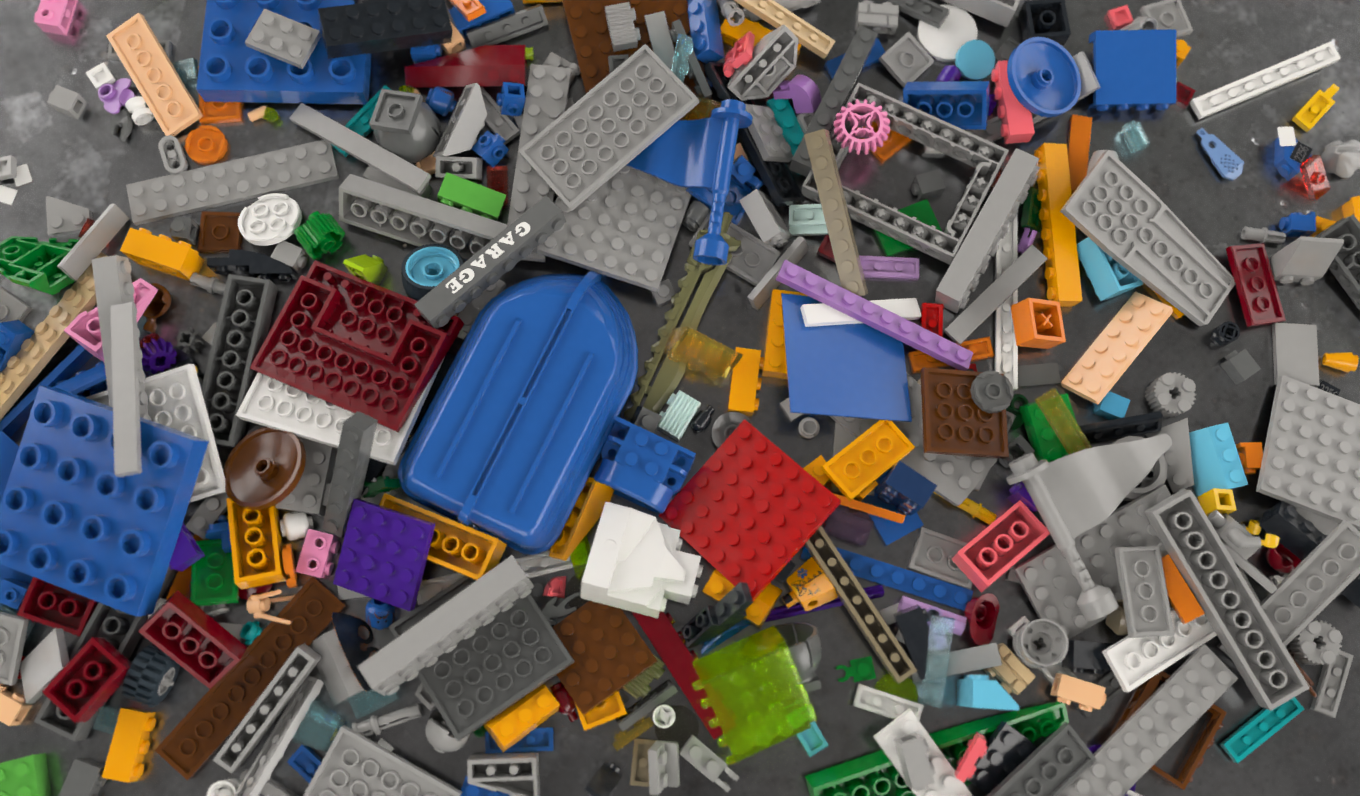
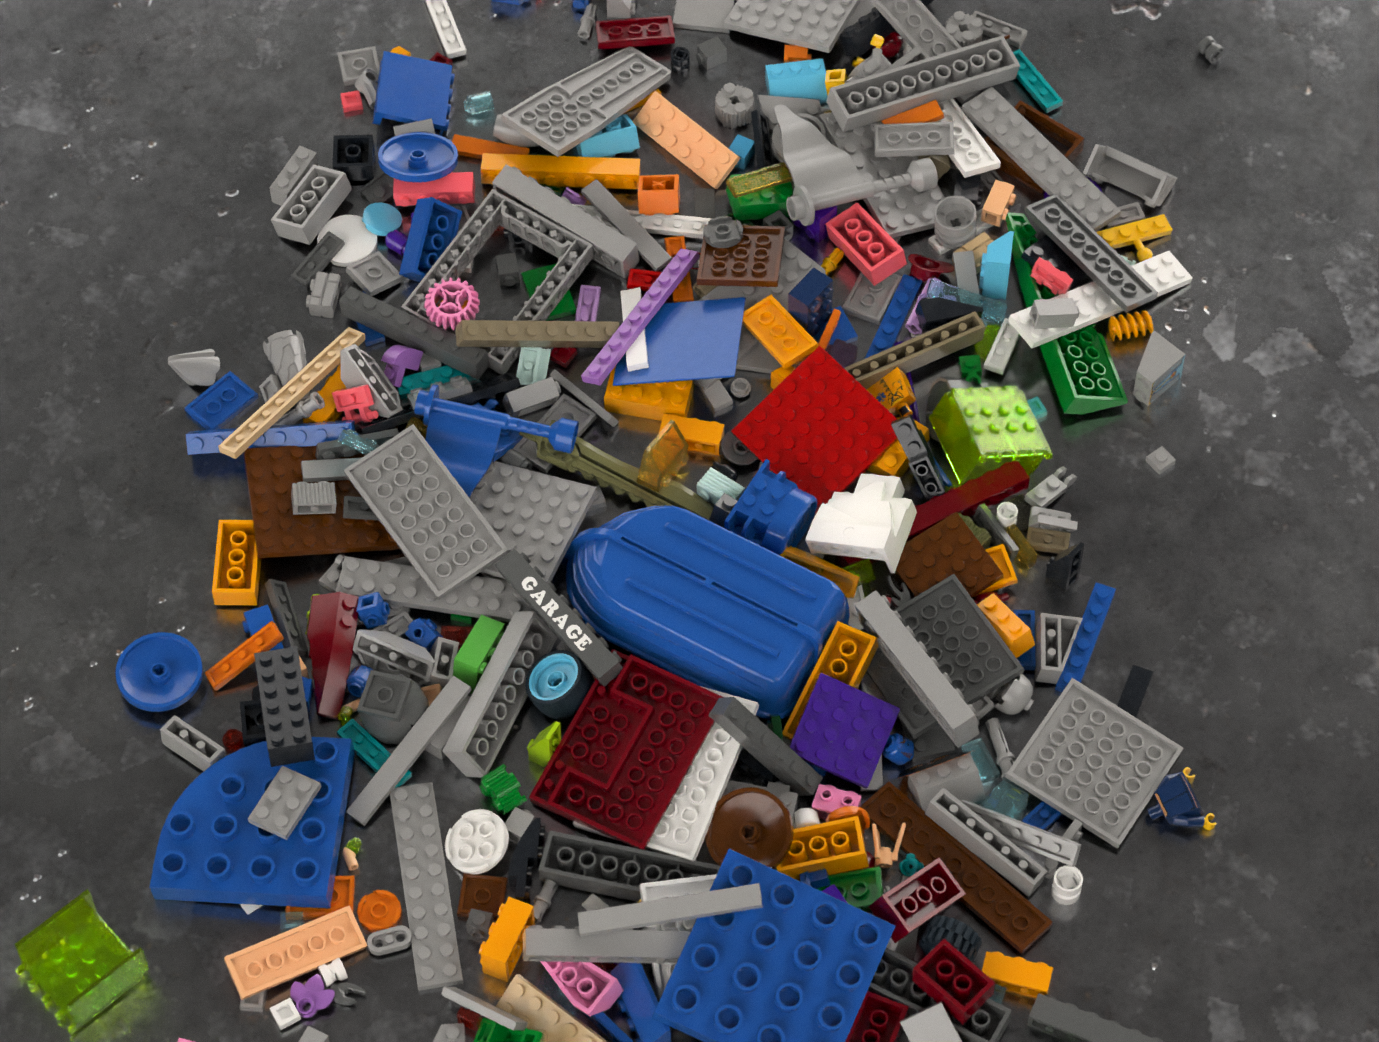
camera: 80 degrees left, 20 degrees down
(1221, 154) = (507, 40): medium blue piece -> none

